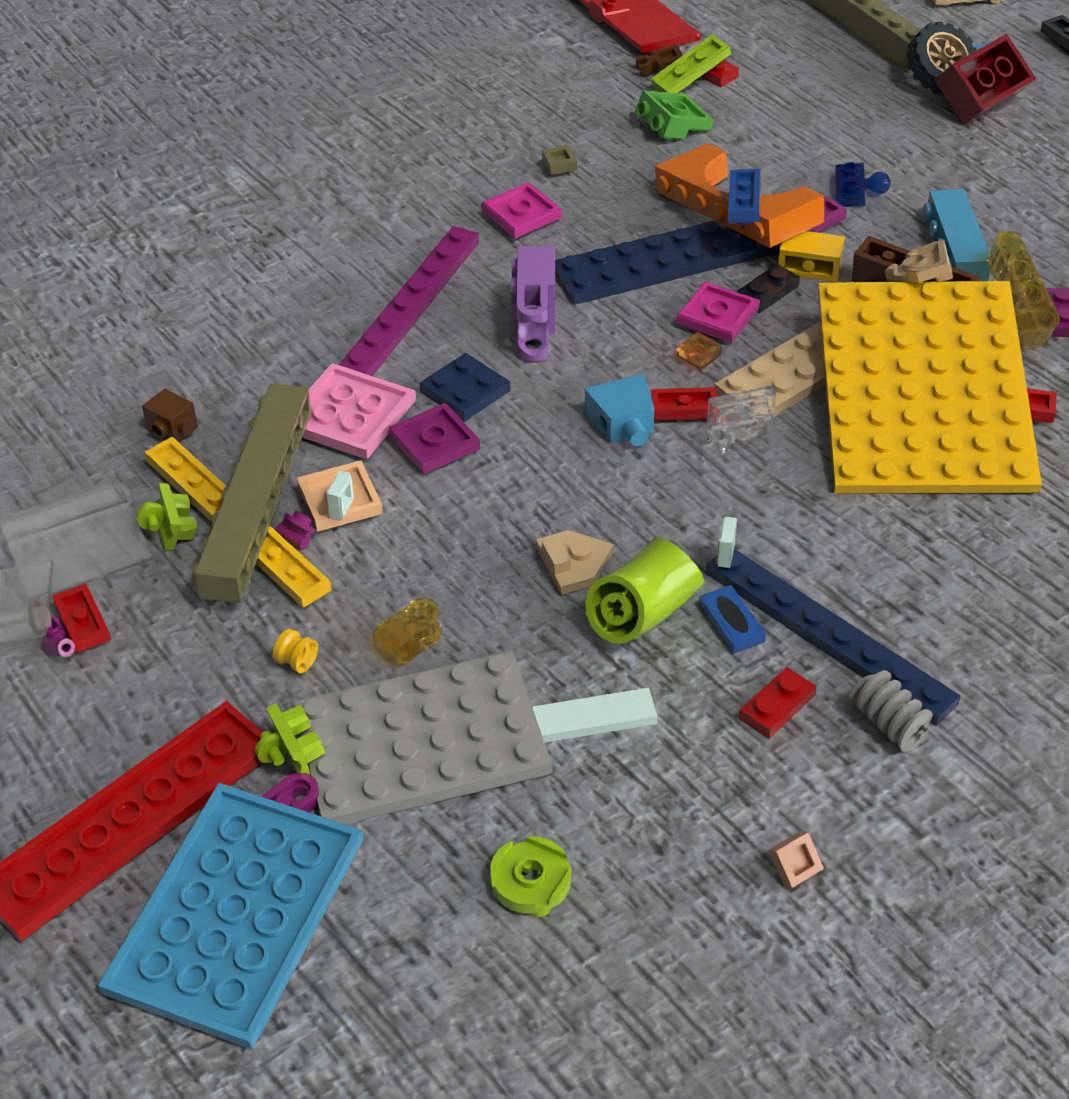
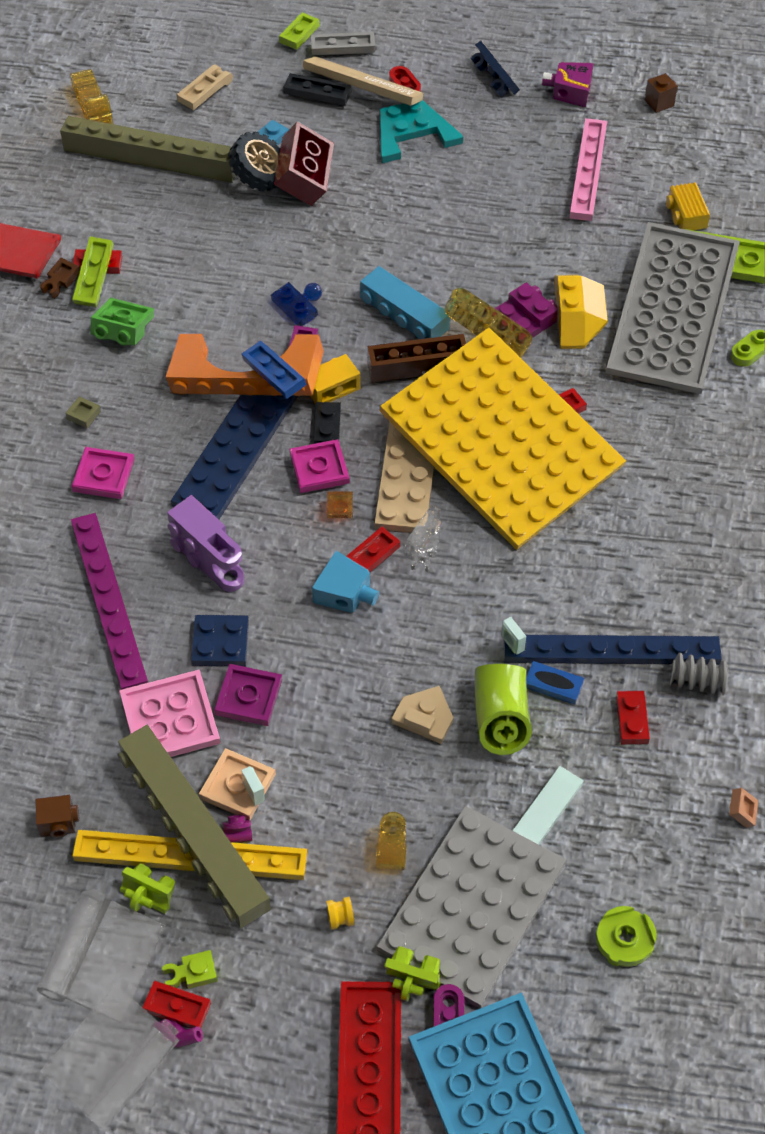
camera: 45 degrees left, 10 degrees up
(131, 607) = (196, 969): none -> lime plate
(922, 264) = (430, 349): tan plate -> none

